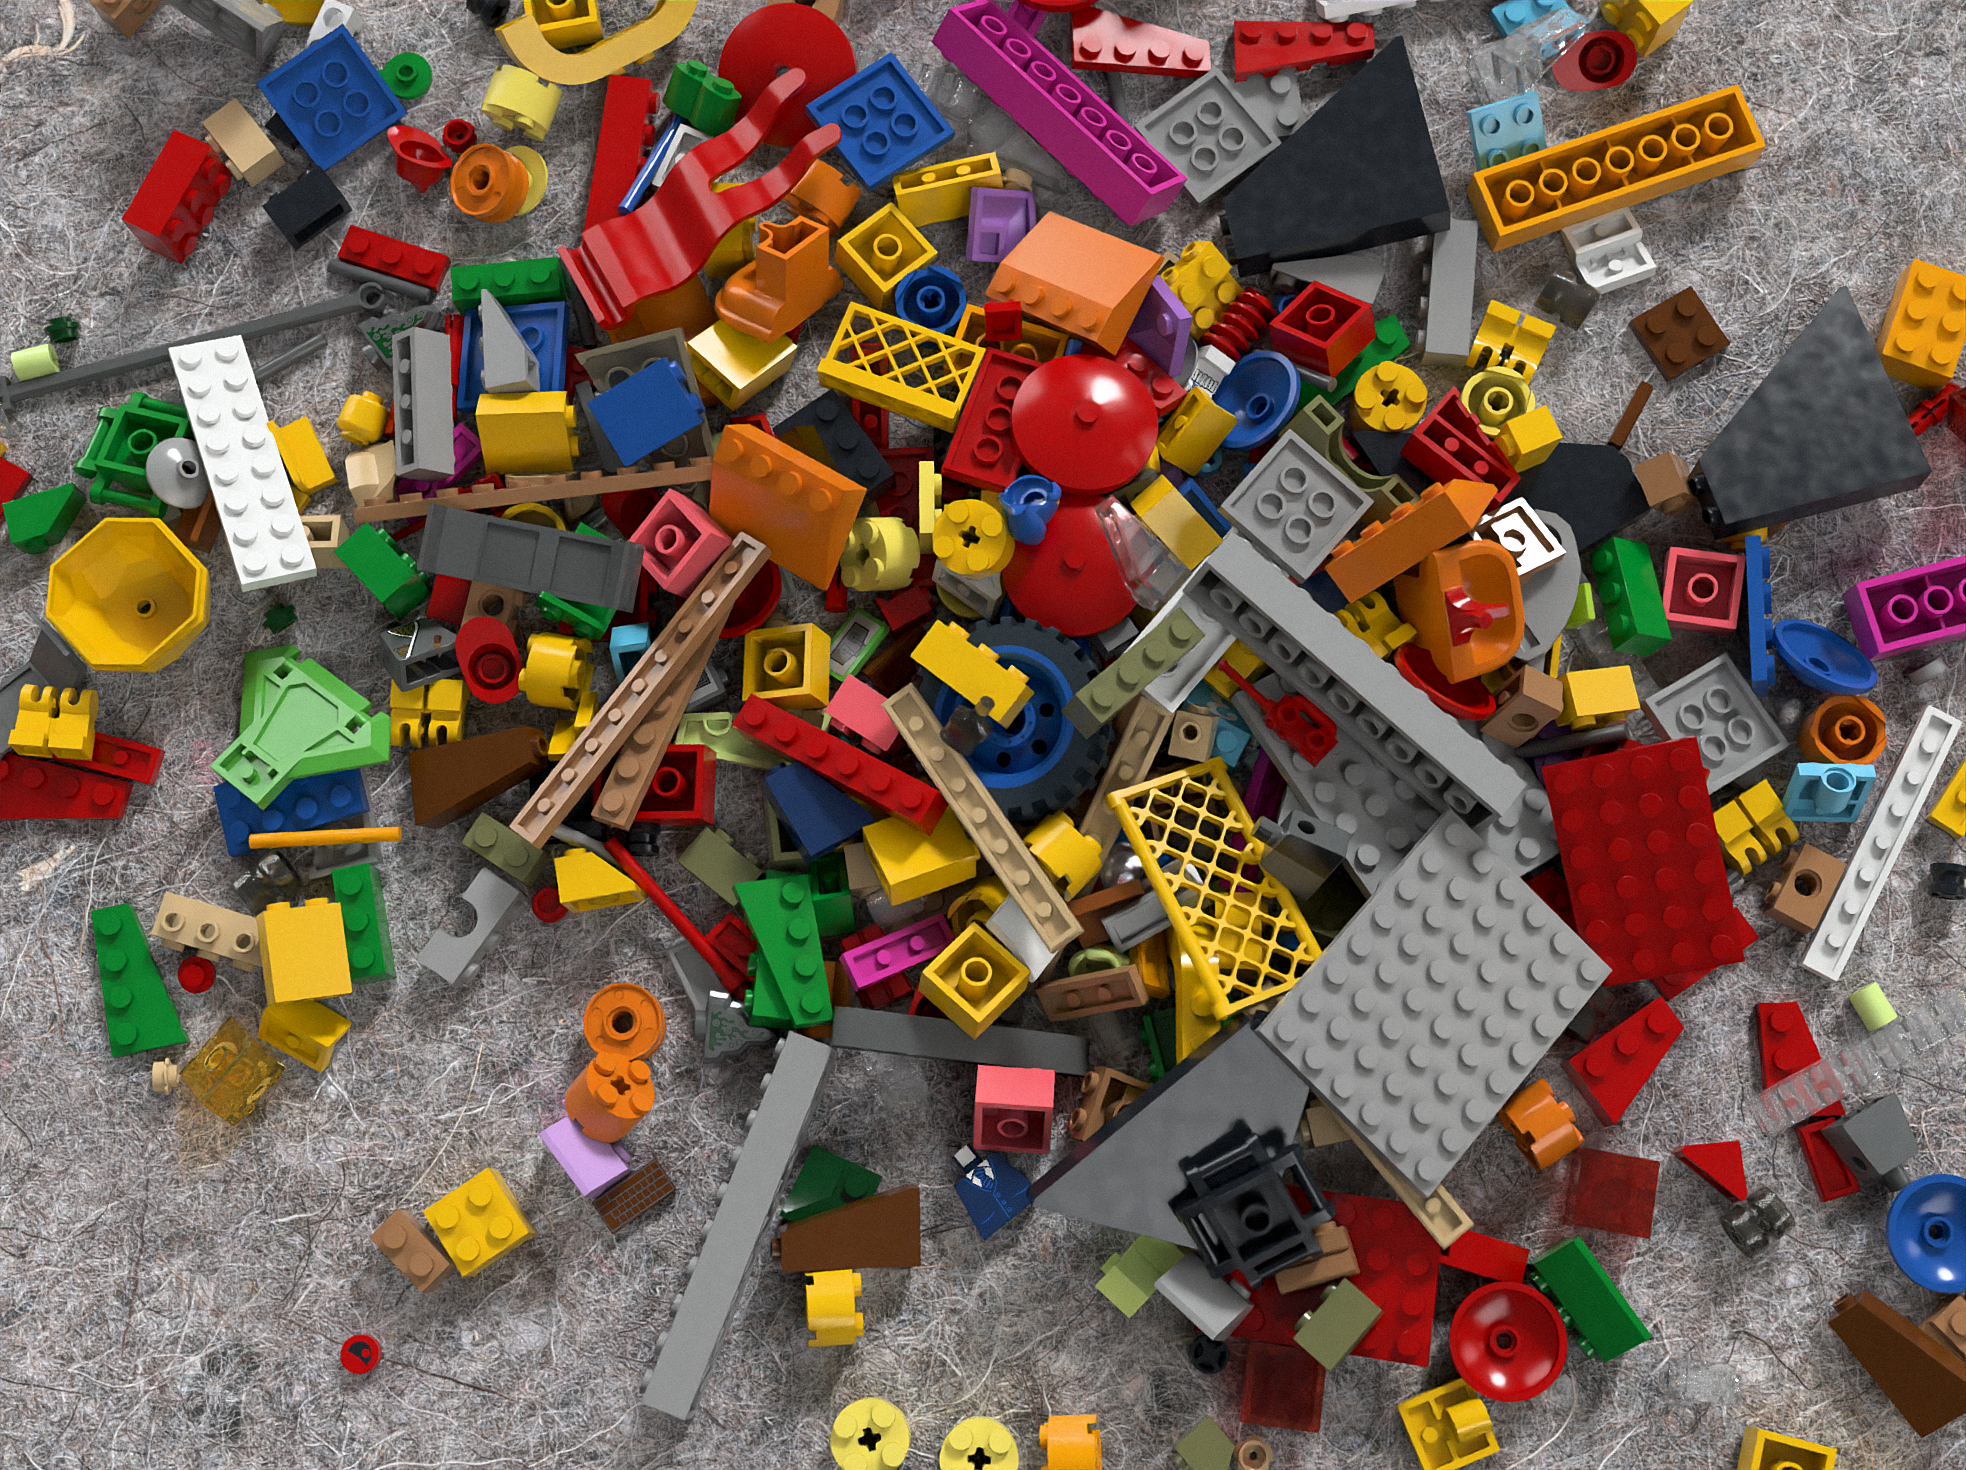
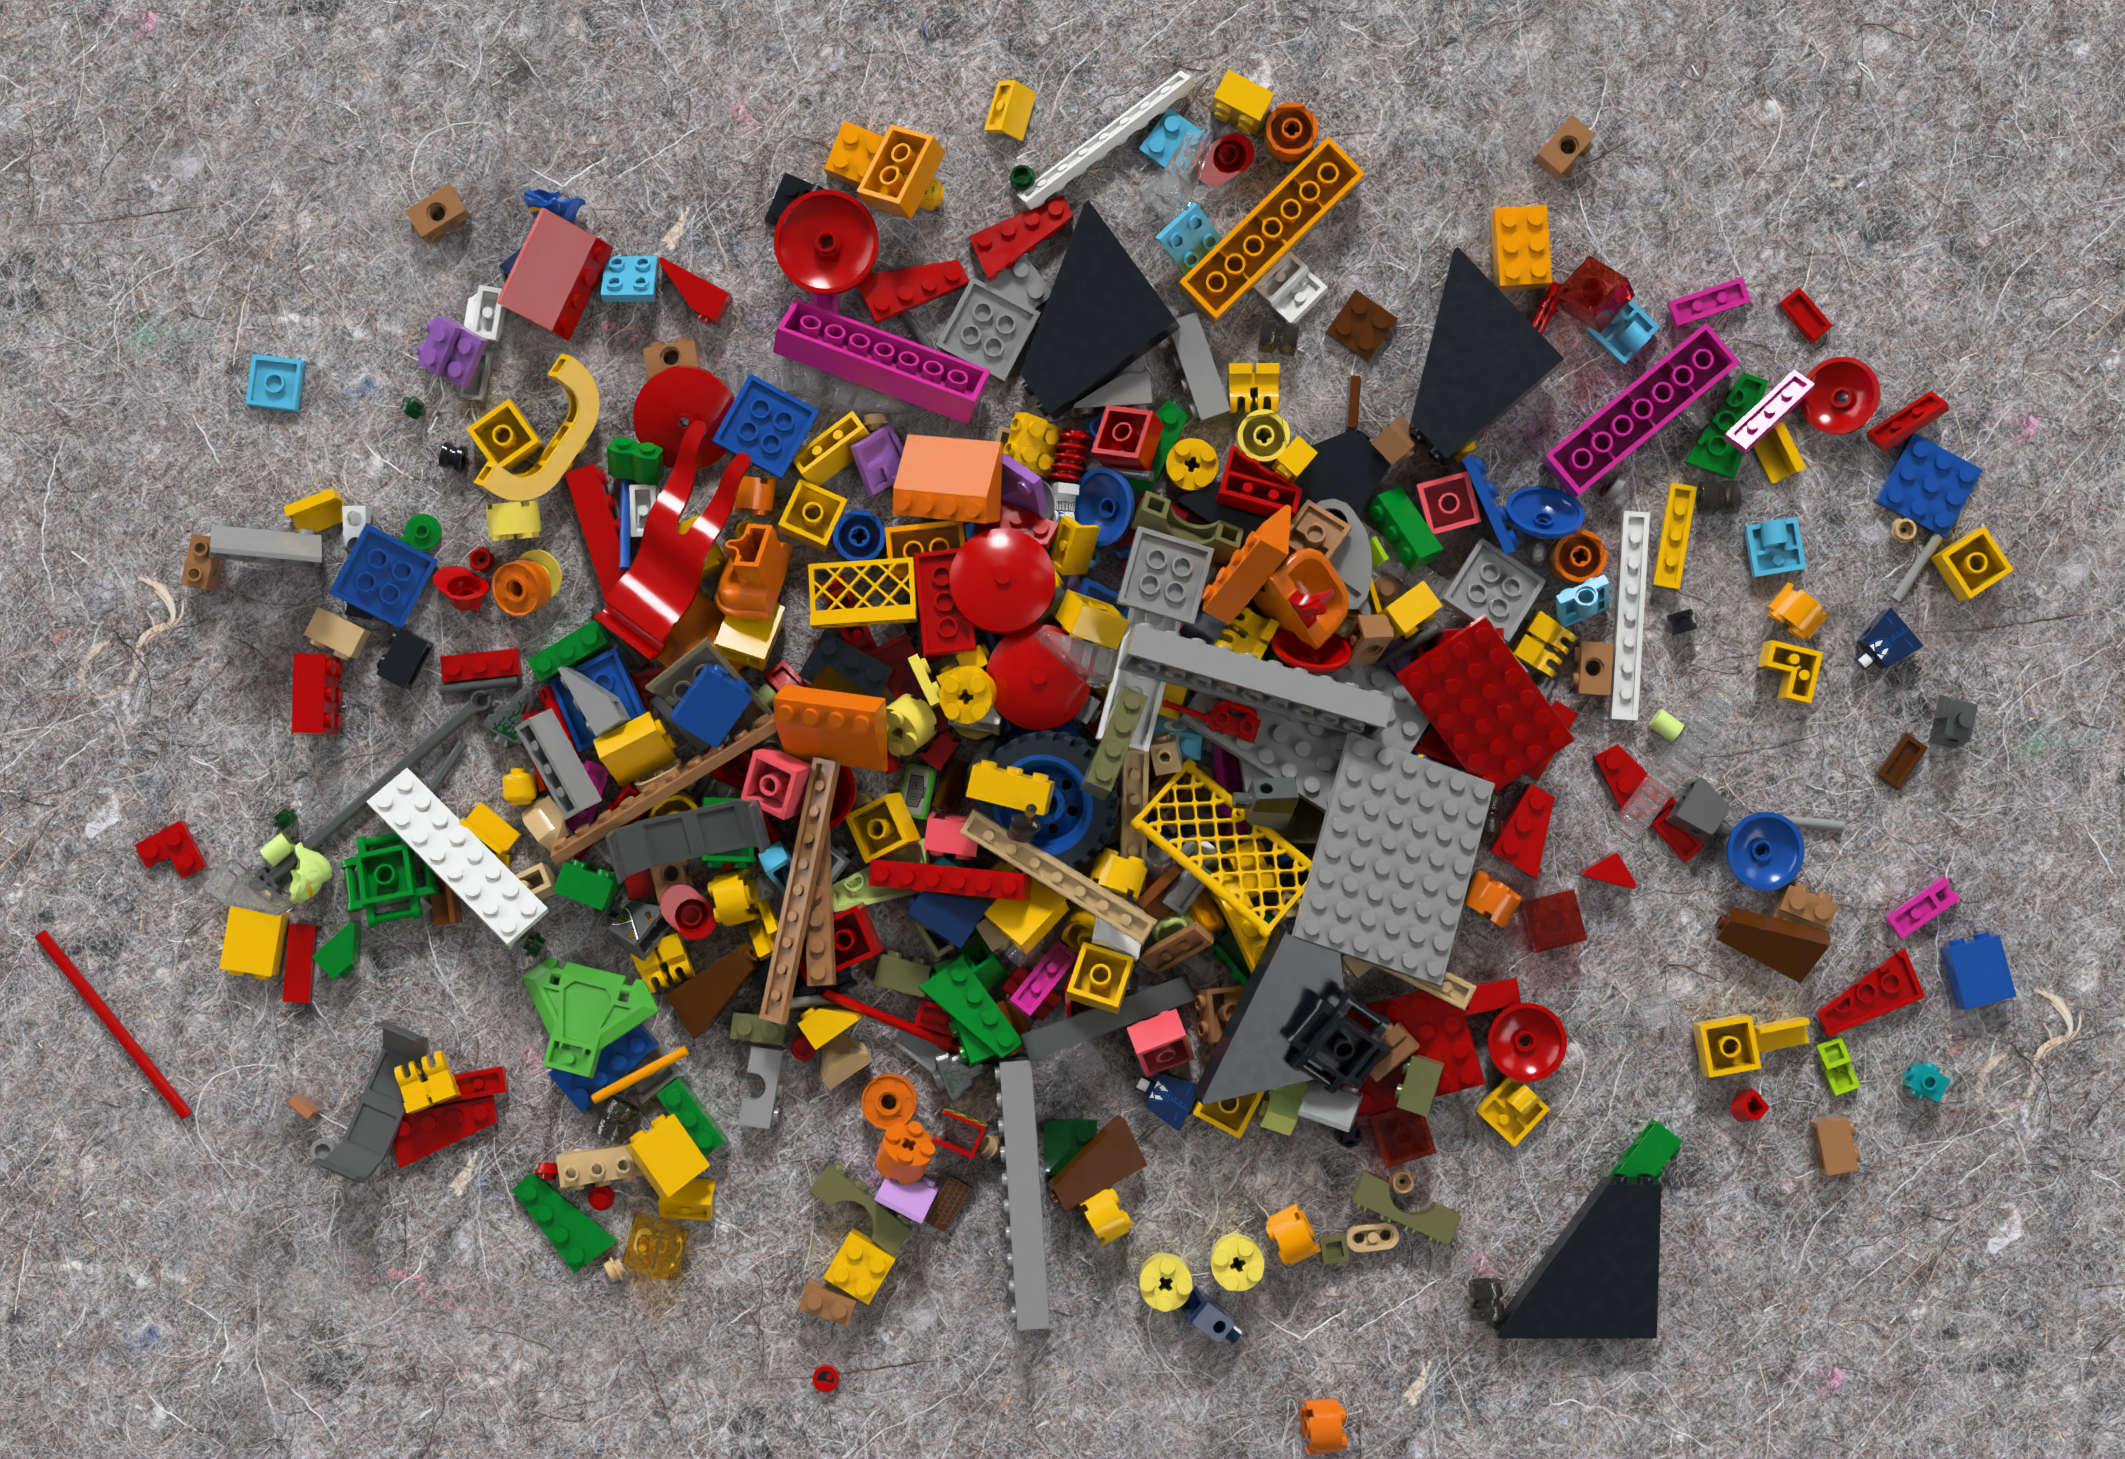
camera: 25 degrees left, 10 degrees up
(55, 407) = (309, 874): none -> yellowish green hair
(107, 580) = (410, 984): yellow rock -> none
(145, 908) = (547, 1171): none -> red plate
(170, 481) = (414, 890): light grey dish -> none
(541, 1188) = (836, 1186): none -> olive arch
(591, 941) = (842, 1059): none -> tan slope
(715, 1127) = (955, 1146): none -> red piece
(723, 1145) = (989, 1147): none -> tan plate
(1003, 320) = (915, 532): red tile -> none
(1029, 506) = (993, 656): blue hair -> none
(1064, 1242) = (1230, 1114): none -> yellow brick
(1572, 661) = (1386, 588): none -> medium nougat plate
(1587, 1300) = (1563, 994): green slope -> none
(1689, 64) = (1303, 125): none -> orange brick
(1765, 1211) = (1649, 886): clear smoke wheel -> none

